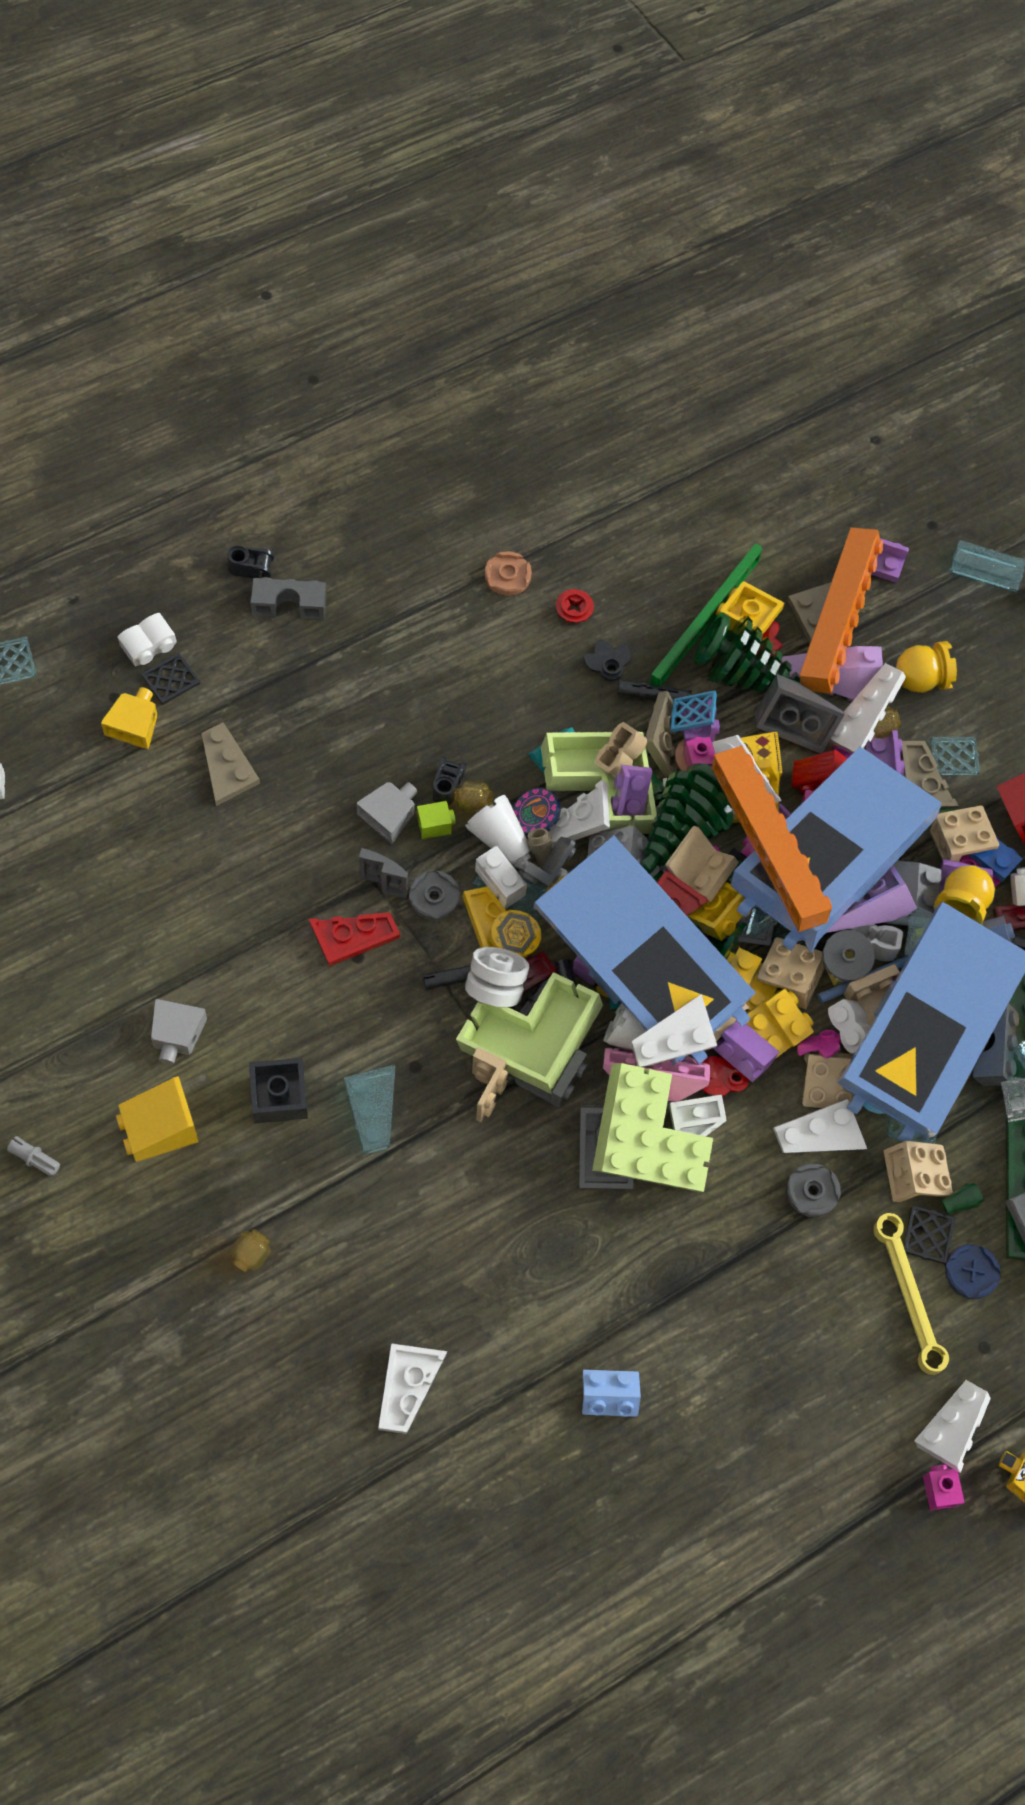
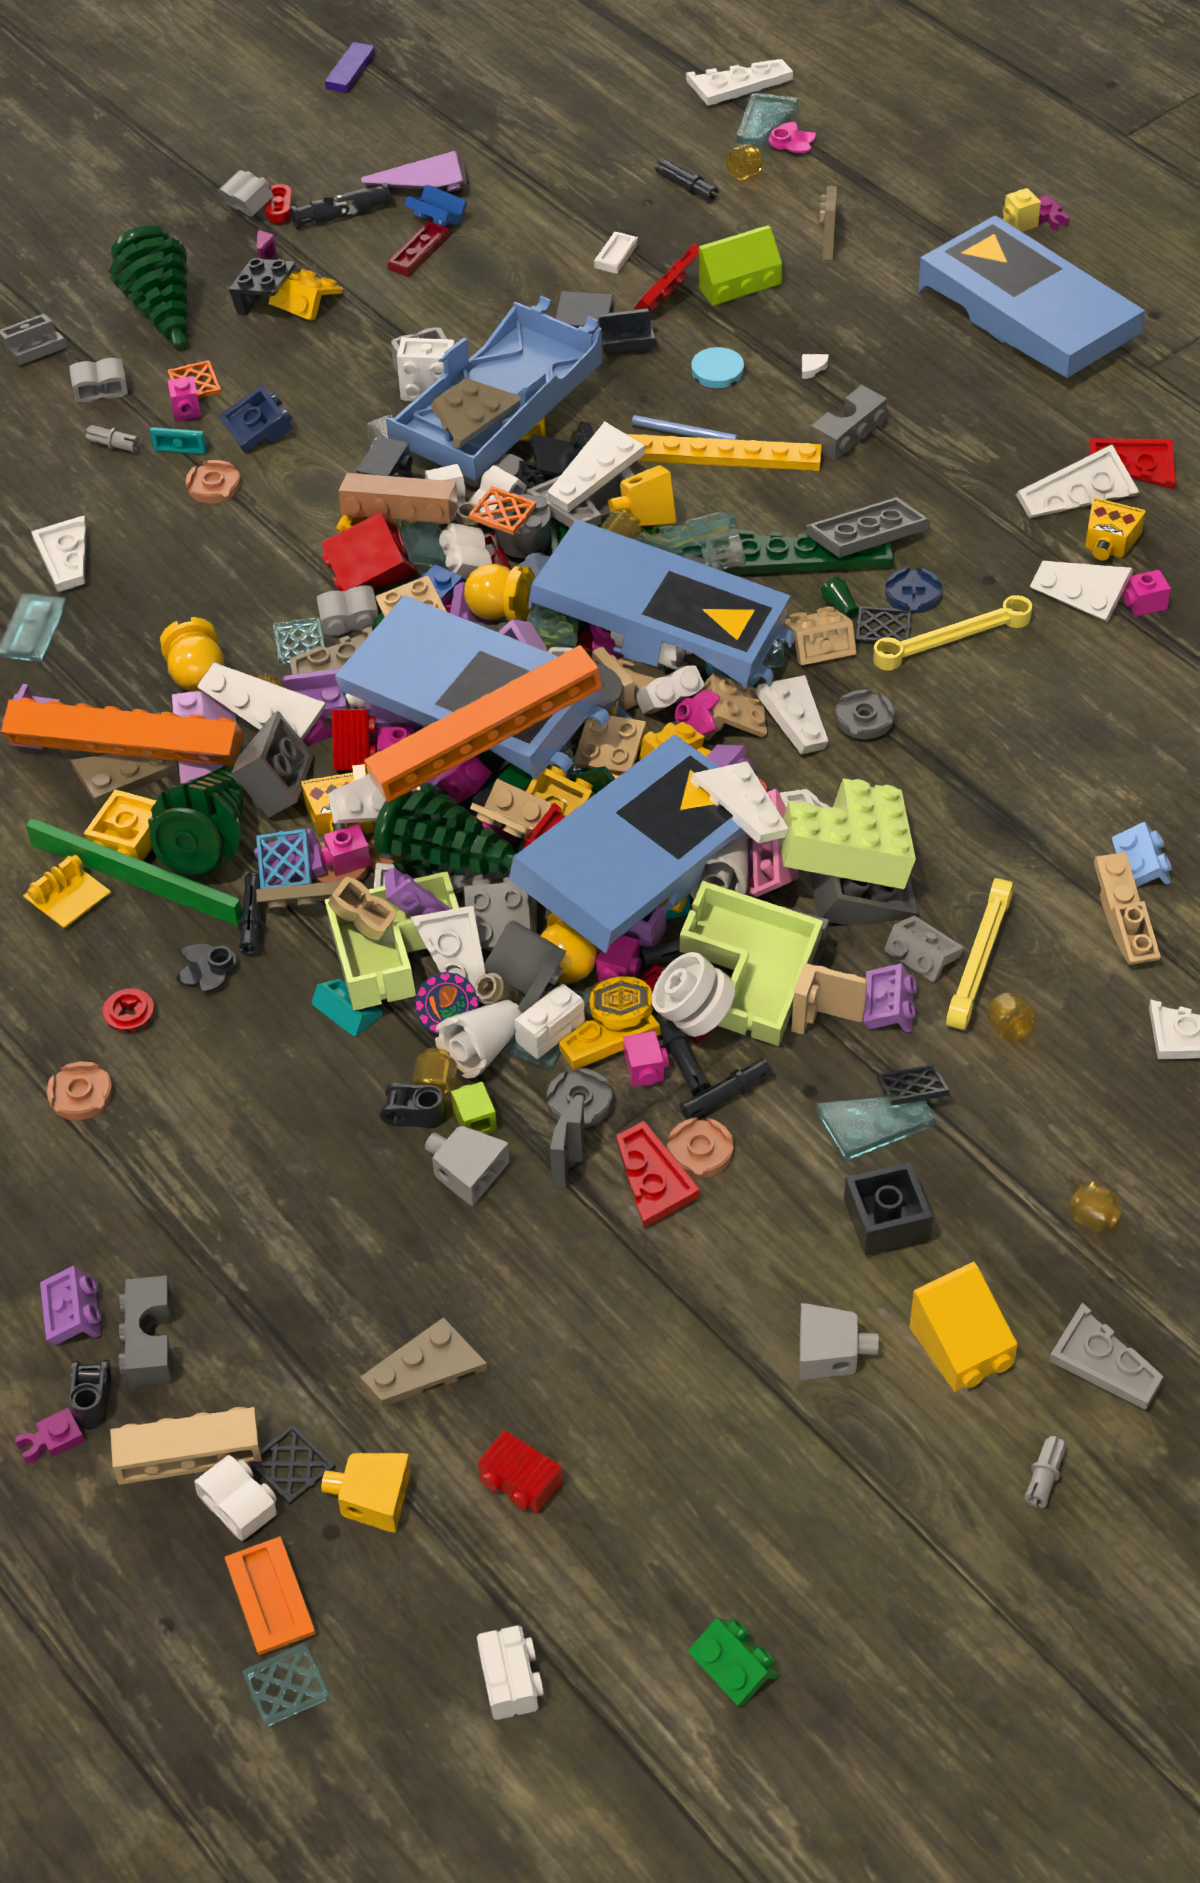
camera: 90 degrees left, 15 degrees down
(73, 655) = (269, 1595): none -> orange piece
(115, 1223) = (1100, 1358): none -> light grey wing
(121, 809) = (520, 1472): none -> red brick
(193, 614) = (184, 1444): none -> tan brick
(223, 541) = (54, 1434): none -> magenta plate
(320, 557) = (70, 1305): none -> medium lavender bracket
(374, 975) = (701, 1147): none -> nougat tile
(415, 1139) = (906, 1095): none -> black window
(426, 1010) = (736, 1083): none -> black pin
(451, 1232) = (1011, 1016): none -> clear yellow head
(459, 944) = (644, 1058): none -> dark pink brick
(488, 1142) = (890, 997): none -> medium lavender bracket
(540, 1181) = (922, 947): none -> light grey bracket
(547, 1359) = (1124, 911): none -> tan slope
(555, 946) = (620, 960): none -> dark pink brick
(577, 1253) = (962, 1003): none -> light yellow piece
(694, 573) = (66, 892): none -> yellow hinge
(979, 788) = (347, 610): none -> light grey brick

